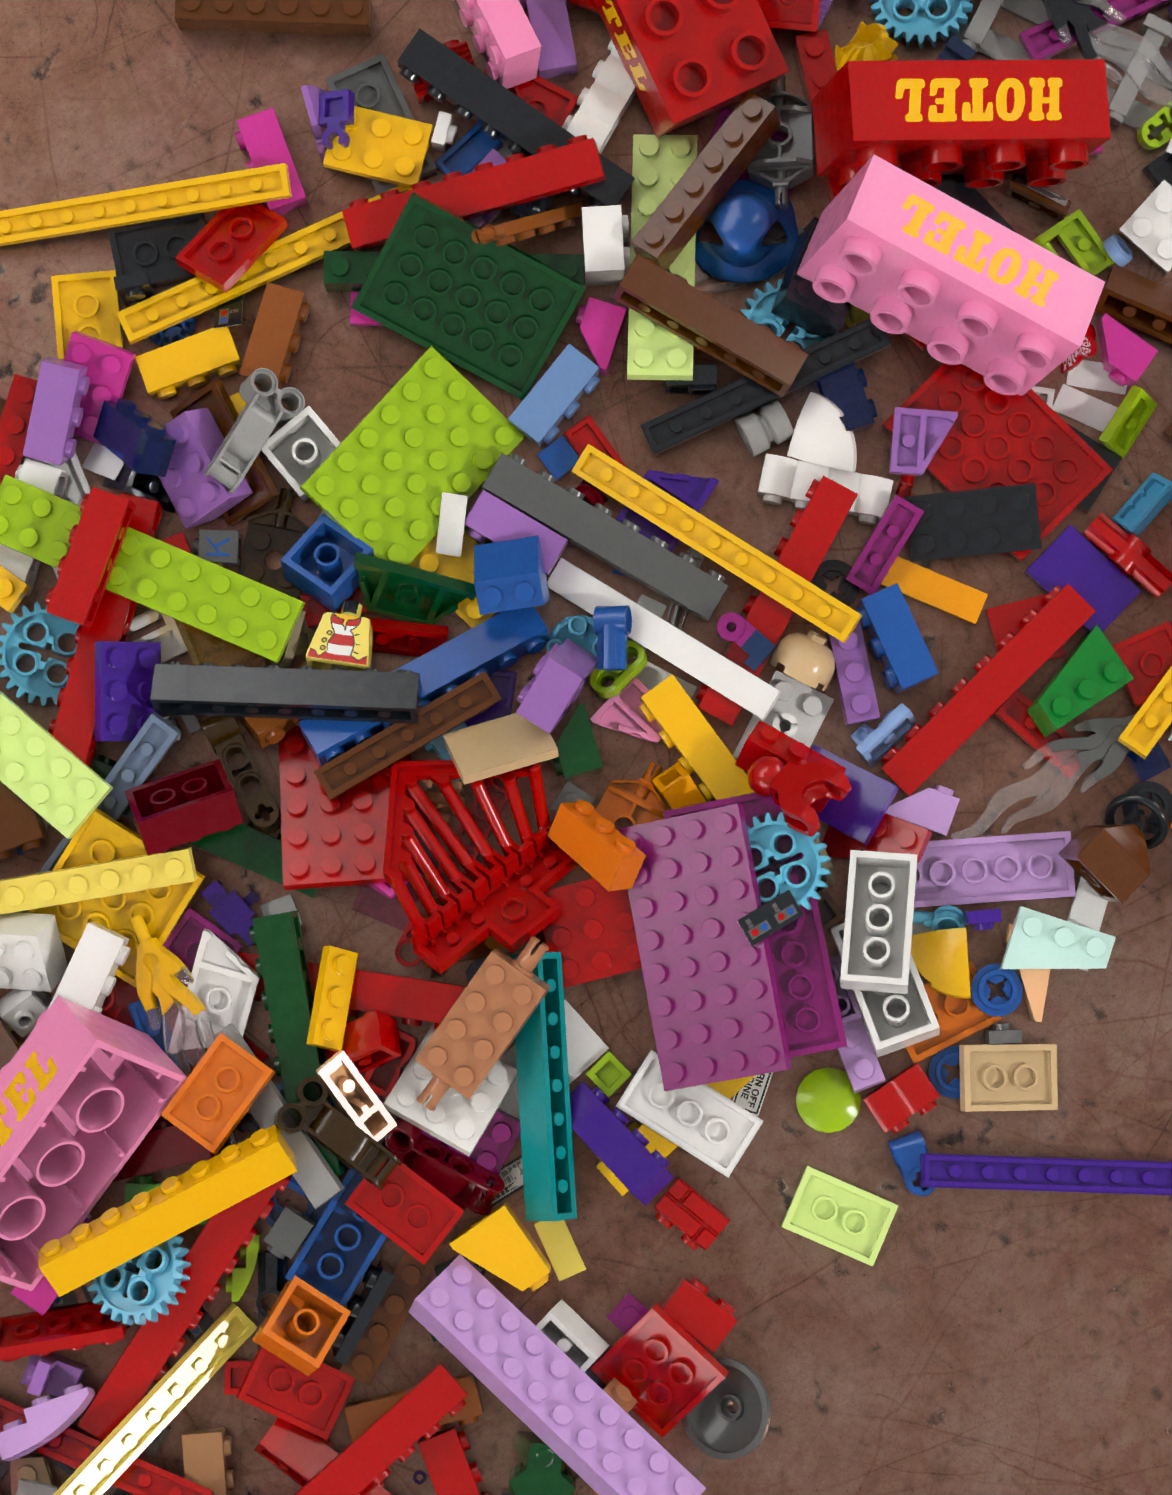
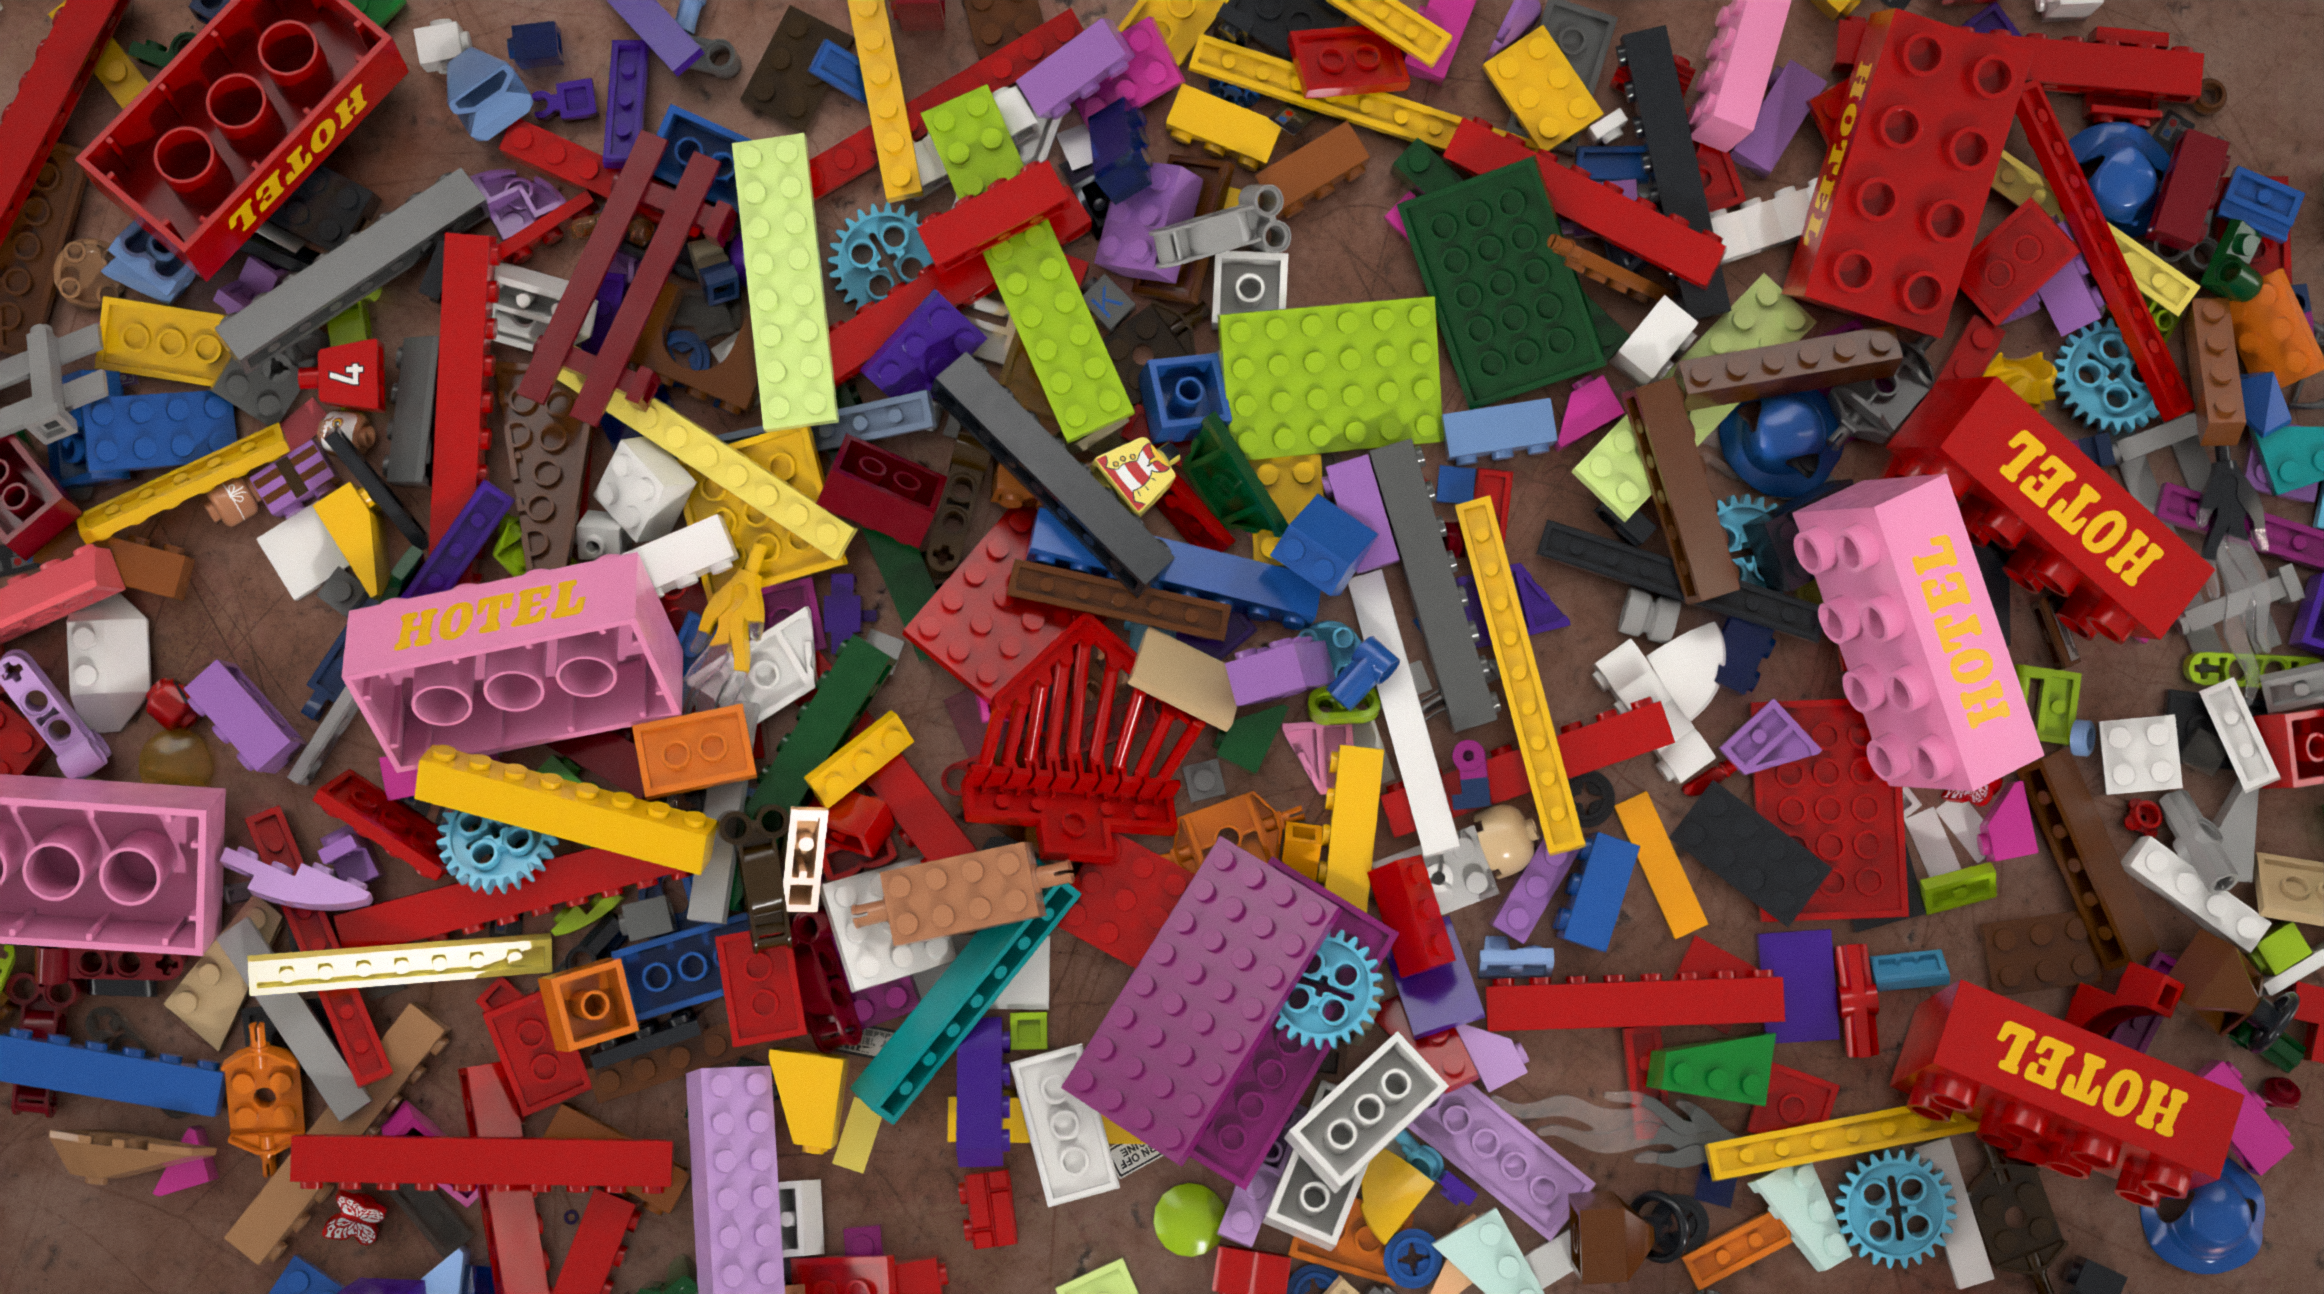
camera: 40 degrees right, 0 degrees up
(336, 112) = (1531, 31): dark purple plate -> none
(451, 524) = (1315, 459): white sticker -> none
(596, 845) = (1191, 833): orange brick -> none
(770, 917) = (1278, 1026): black sticker -> none
(797, 788) = (1399, 940): red piece -> none
(884, 544) = (1659, 804): magenta plate -> none

